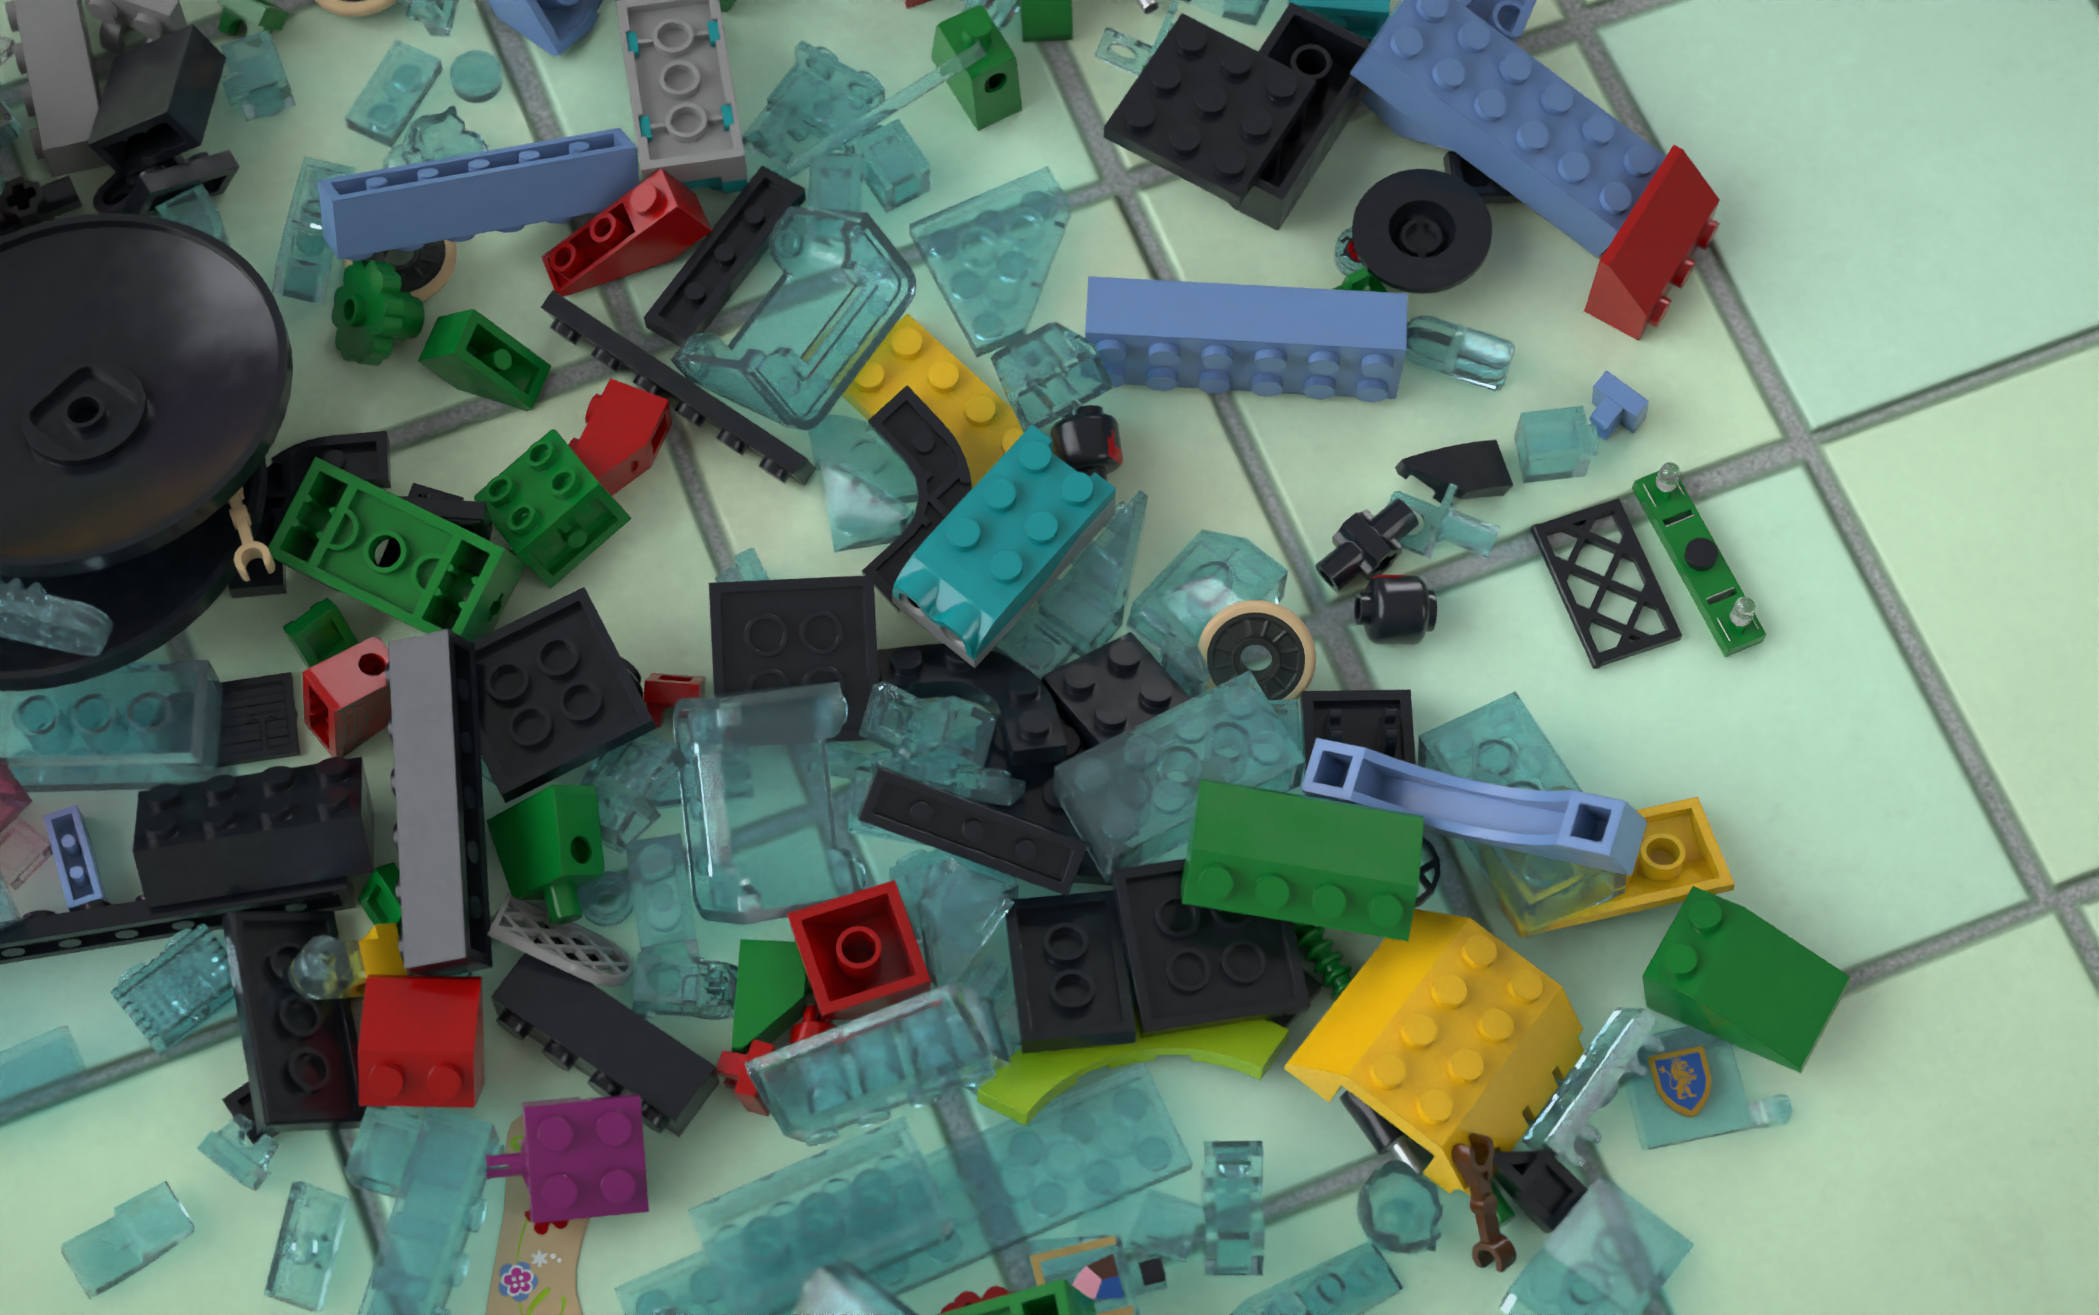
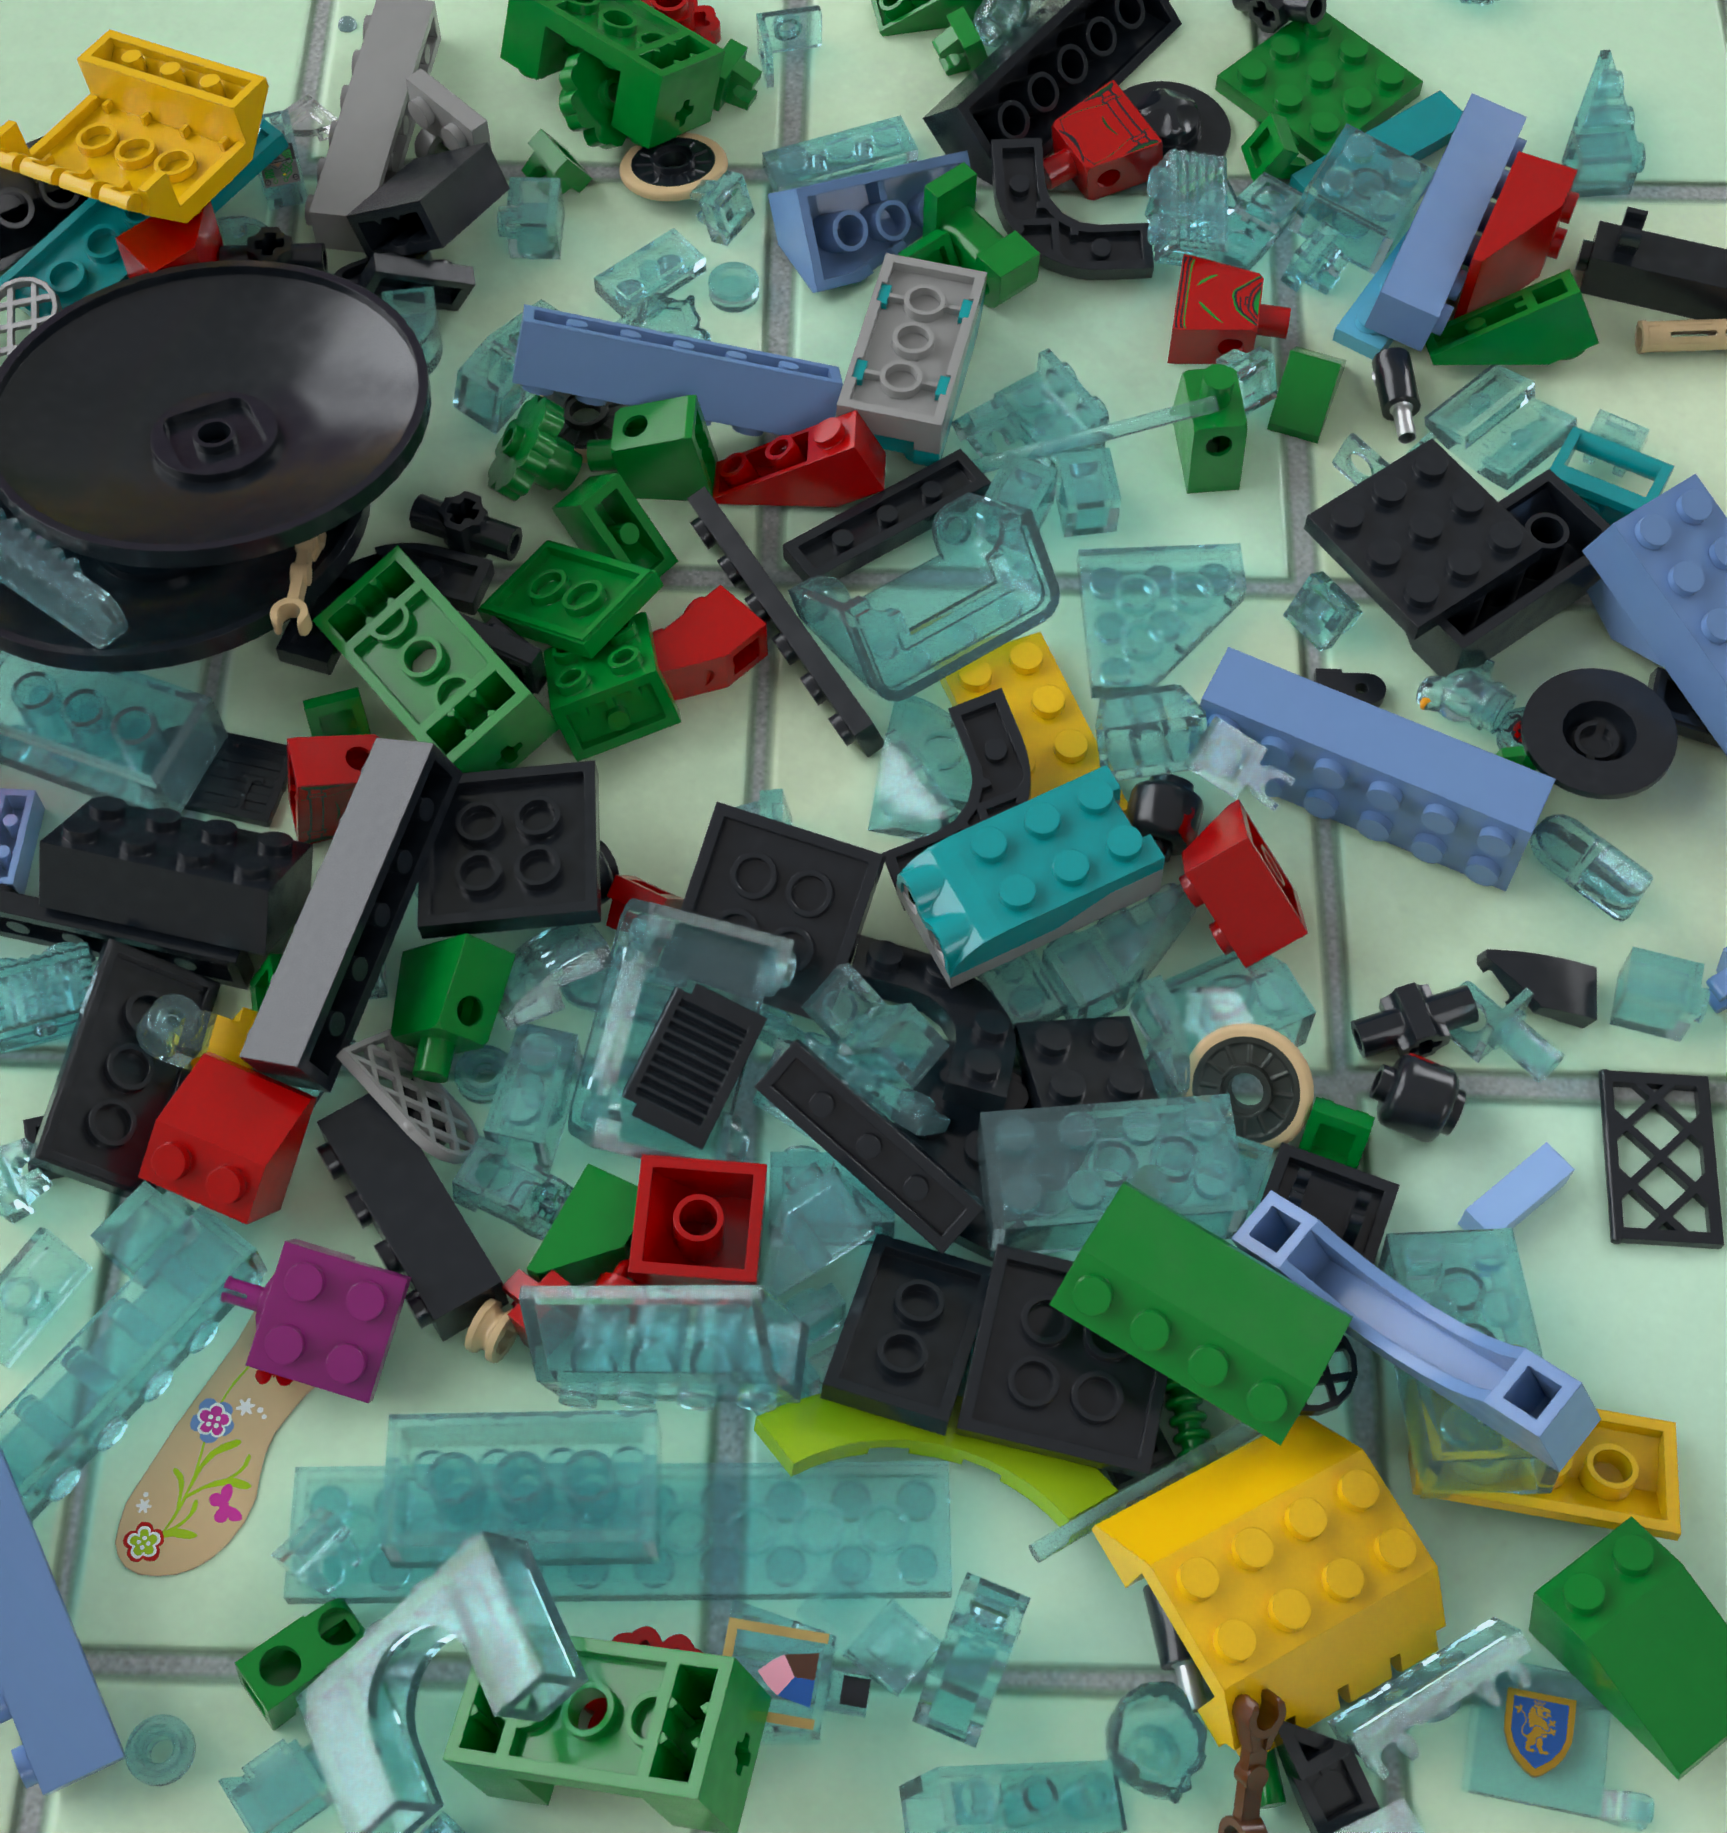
camera: 25 degrees right, 5 degrees down
(328, 403) = (466, 526): none -> black axle
(478, 440) = (571, 598): none -> green tile
(490, 269) = (659, 449): none -> green torso
(721, 1111) = (491, 1331): none -> tan bush
(788, 818) = (692, 1063): none -> black window
(1133, 377) = (1232, 761): none -> clear light blue plate
(1143, 203) = (1322, 611): none -> clear light blue tile
(1183, 485) = (1242, 888): none -> red slope
(1187, 267) = (1349, 683): none -> black piece
(1298, 236) = (1467, 697): none -> clear light blue animal
(1309, 1020) = (1142, 1489): none -> clear light blue axle
(1342, 665) = (1336, 1132): none -> green tile
(1505, 658) = (1519, 1192): none -> light blue piece

